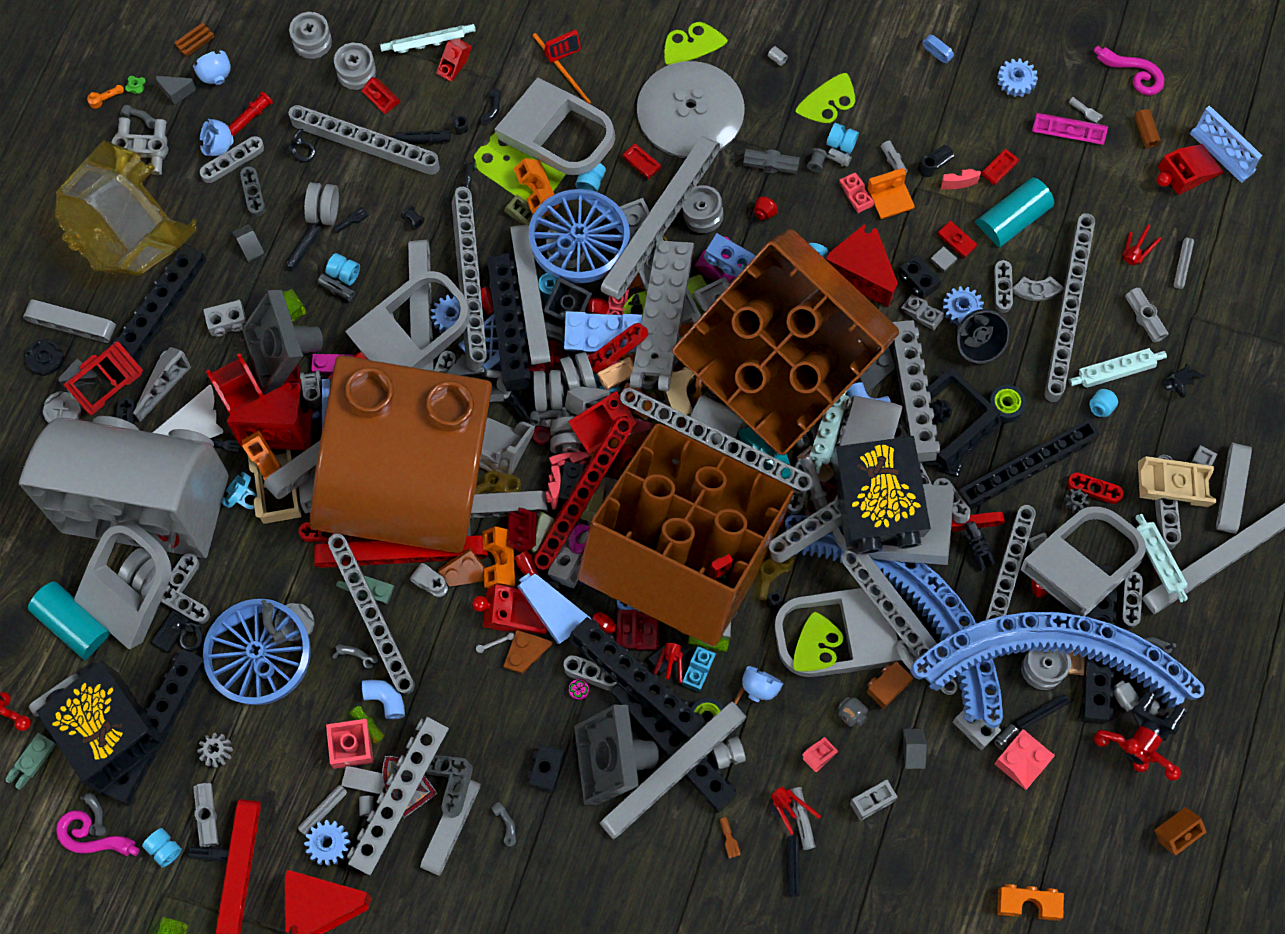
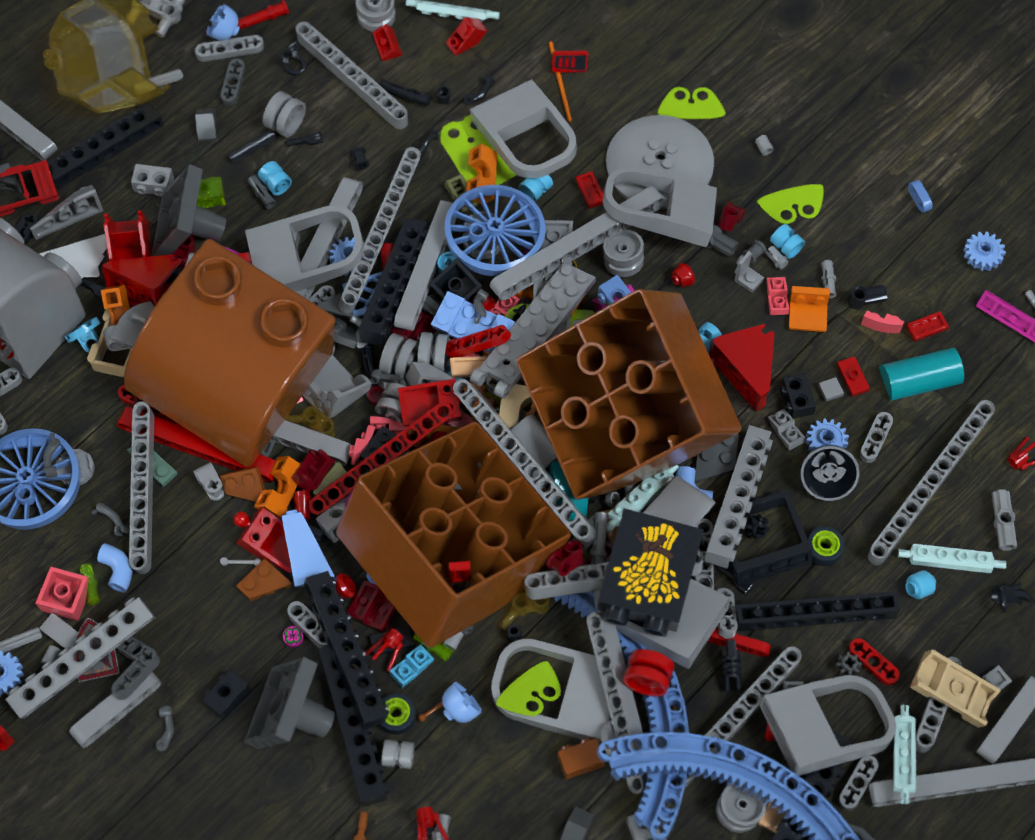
camera: 25 degrees right, 5 degrees down
(188, 212) = (167, 77): none -> light grey axle
(294, 465) = (131, 323): none -> light grey shield
(596, 305) = (479, 299): none -> dark grey piece
(673, 770) = (337, 745): light grey beam -> none
(741, 140) = (688, 210): none -> light grey window
(780, 136) = (730, 217): none -> dark red piece
(798, 512) = (567, 558): none -> dark red piece
(819, 754) = (483, 794): coral slope -> none
(821, 186) = (745, 275): none -> light grey bracket
(853, 712) = (534, 768): dark grey head -> none
(919, 583) = (648, 672): none -> red wheel
(1037, 290) = (908, 454): light grey tile -> none

